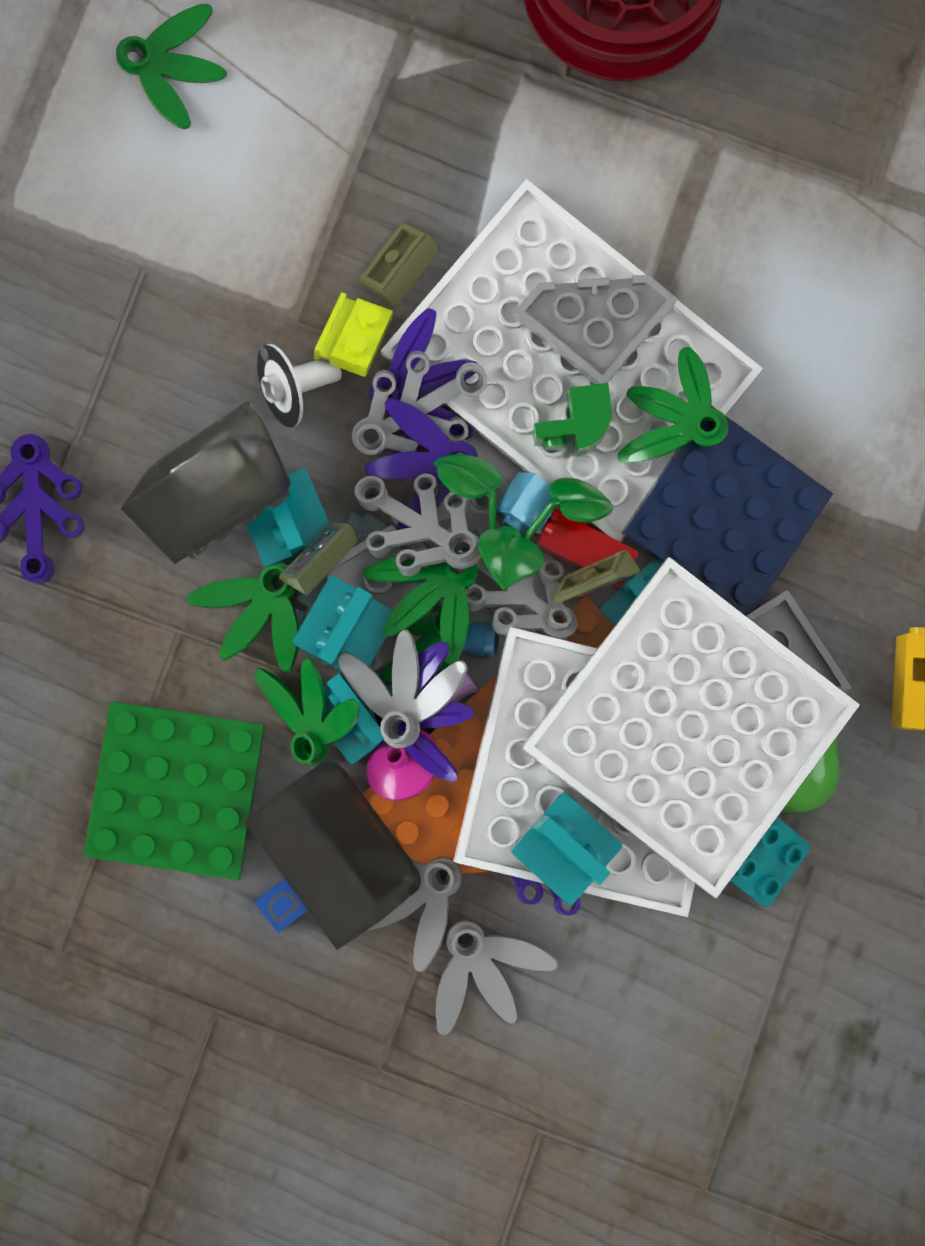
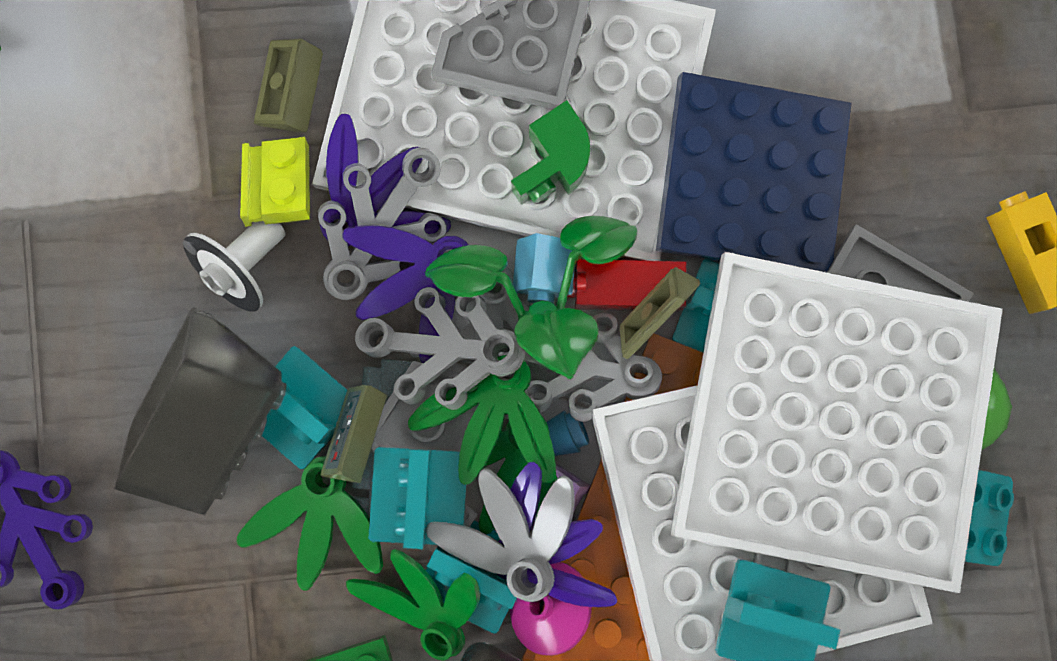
camera: 20 degrees left, 0 degrees up
(670, 408) = (646, 95): green plant -> none

